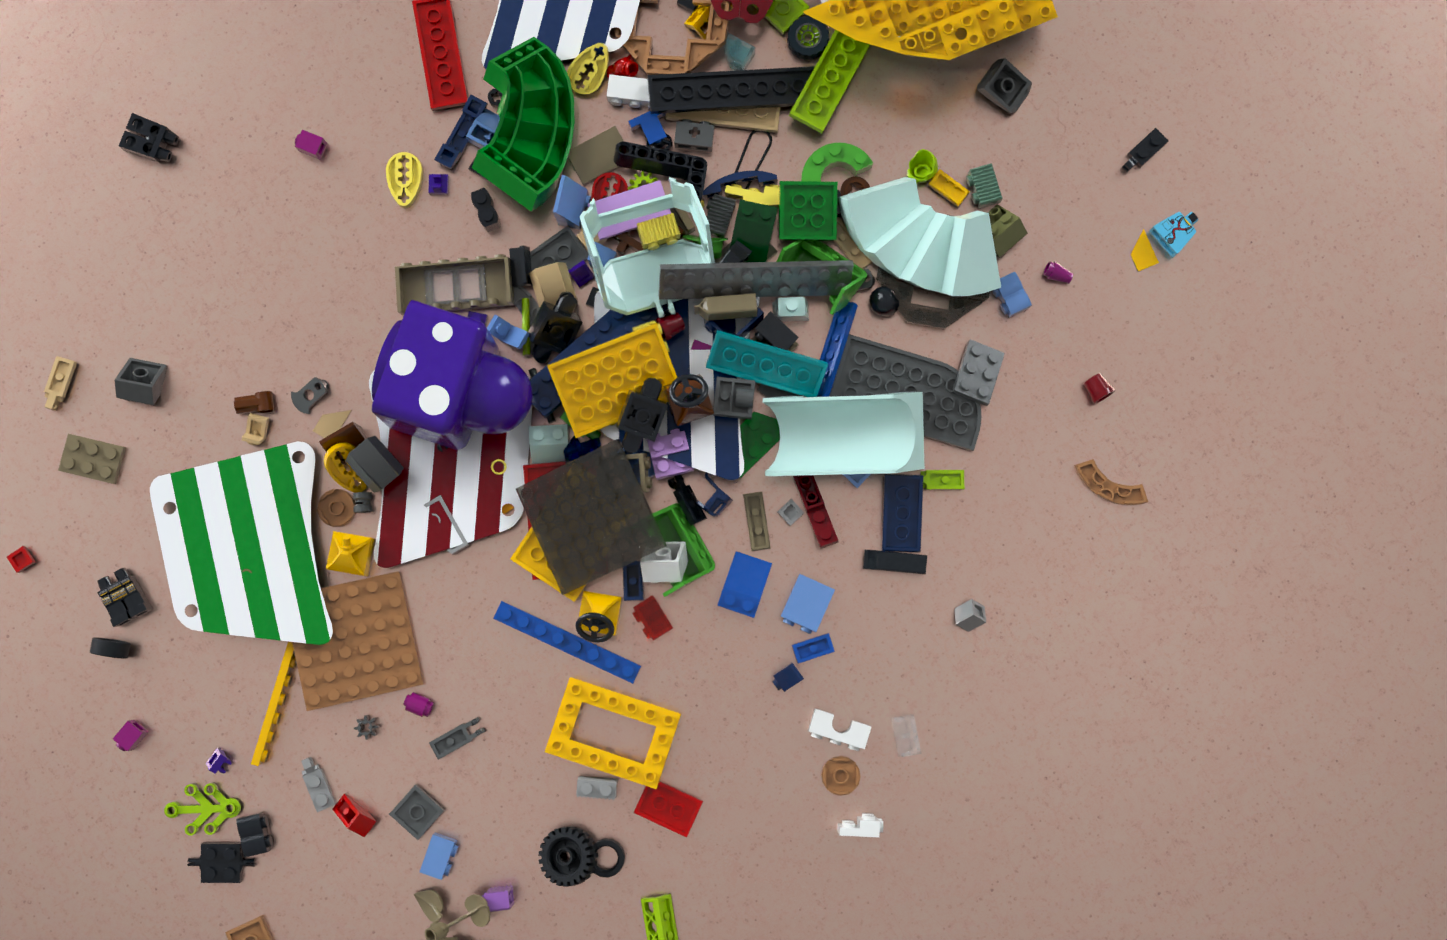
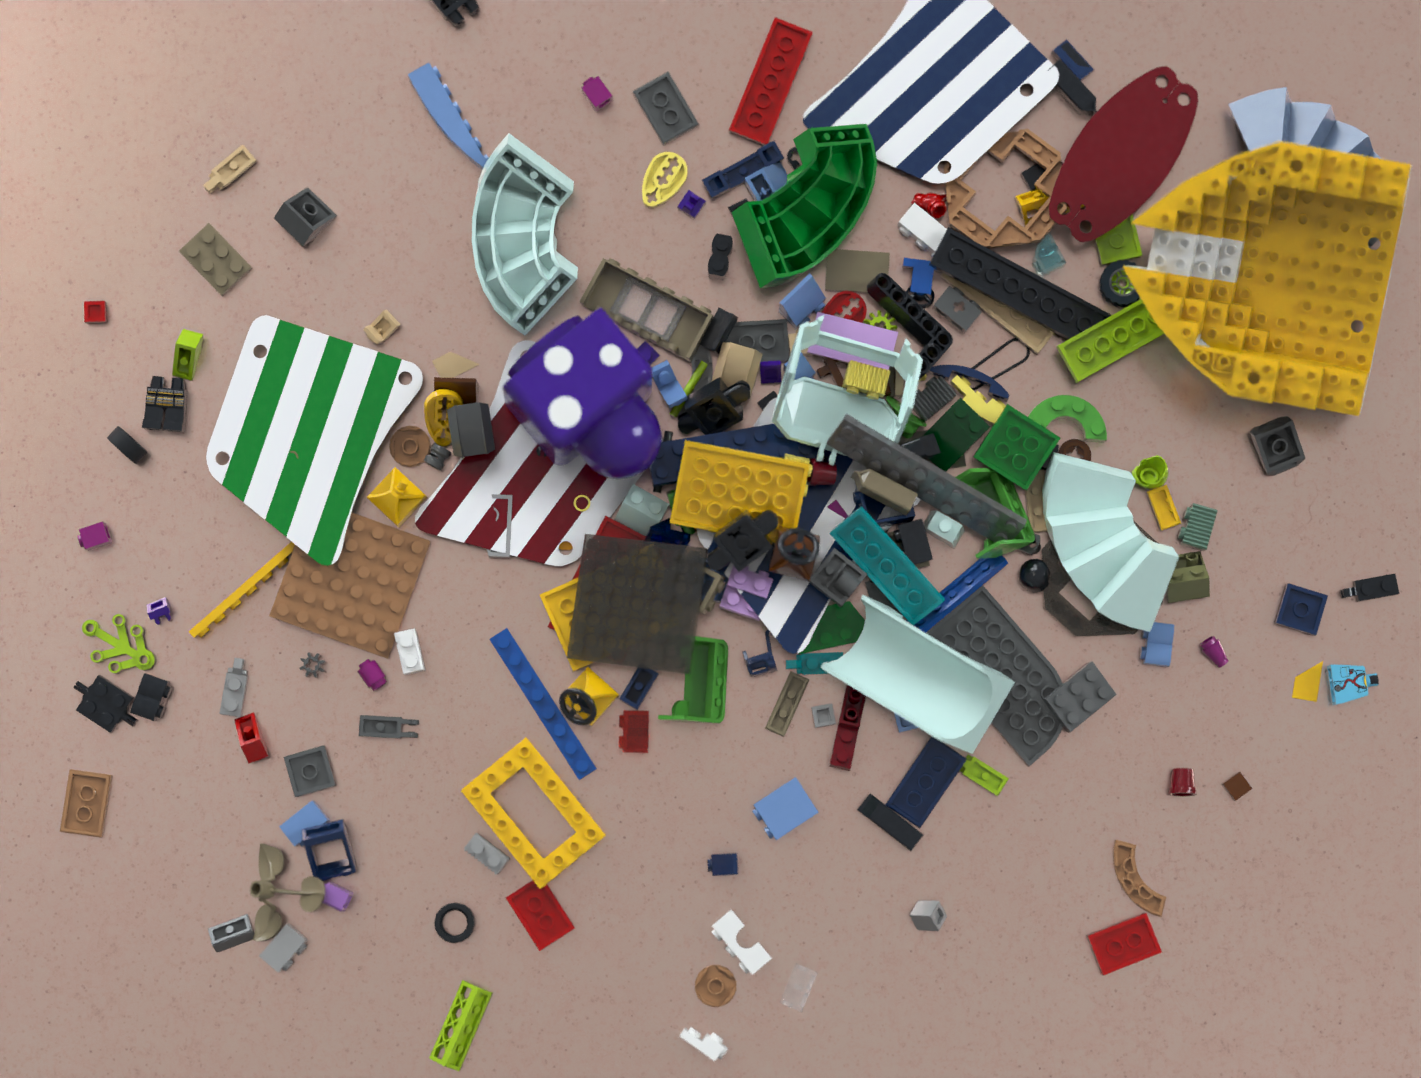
camera: 30 degrees right, 0 degrees up
(114, 546) = (187, 354): none -> lime slope
(203, 233) = (445, 113): none -> medium blue slope
(260, 402) = (401, 305): reddish brown piece -> none
(299, 398) = (438, 326): dark grey piece -> none
(313, 290) = (516, 234): none -> light aqua piece
(372, 123) = (665, 108): none -> dark grey tile
(436, 668) = (409, 651): none -> white brick
(459, 854) = (326, 833): none -> dark blue window
(554, 858) = (435, 904): black wheel -> none
(596, 77) = (900, 196): light yellow piece -> none
(665, 564) = (678, 689): white brick -> none
(687, 500) = (735, 644): black plate -> none
(744, 584) = (739, 754): blue slope -> none
(756, 477) = (811, 662): none -> teal hinge
(813, 648) = (764, 853): blue plate -> none
(1102, 199) = (1301, 609): none -> dark blue plate
(1134, 540) = (1124, 944): none -> red plate
(1141, 365) = (1237, 786): none -> reddish brown tile

